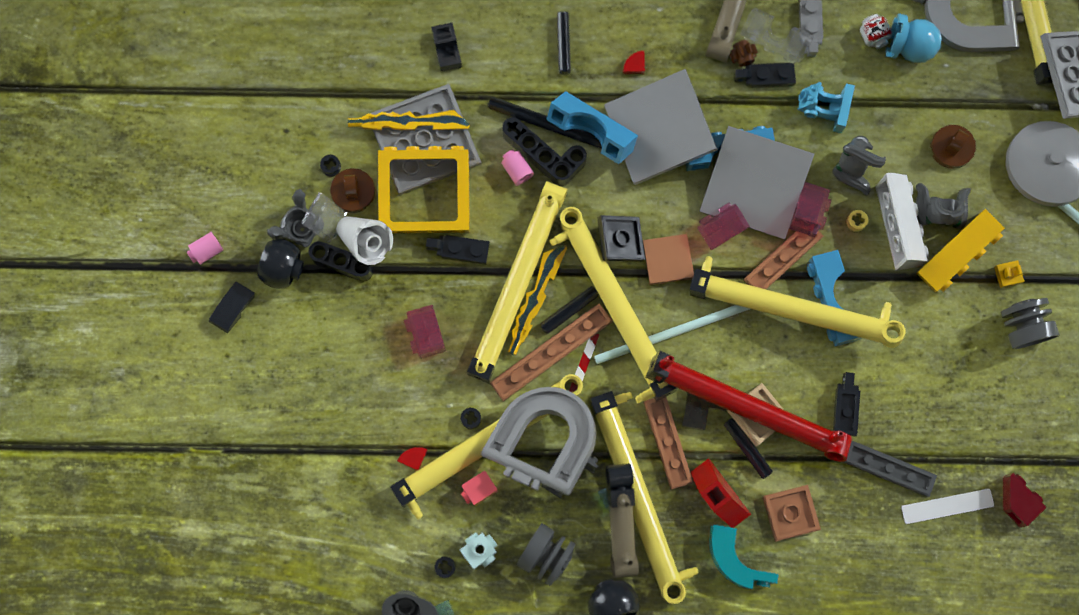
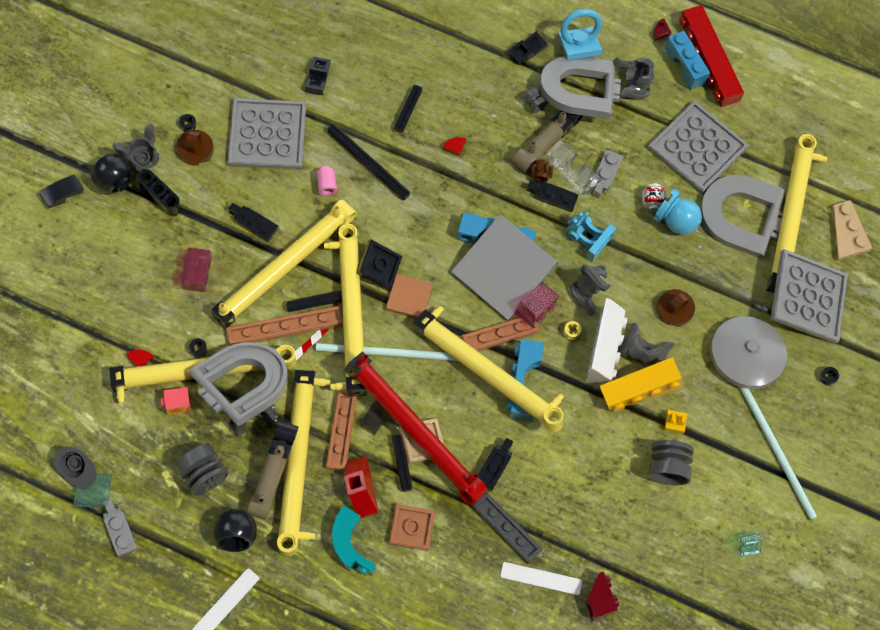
camera: 20 degrees right, 10 degrees down
(204, 248) = (63, 141): bright pink brick -> none
(323, 217) = (162, 156): clear piece -> none
(365, 238) = (184, 182): white cone -> none
(407, 121) = (261, 114): yellow sword -> none
(439, 571) = (127, 447): black bush -> none
(458, 153) = (275, 182): yellow piece -> none
(474, 558) = (152, 445): light aqua brick -> none
(534, 299) = (292, 282): yellow sword -> none
(540, 149) = (350, 176): black beam -> none
(571, 113) = (387, 159): dark azure arch -> none
(667, 126) = (449, 196): light grey tile -> none
(722, 226) = (462, 288): clear pink brick -> none

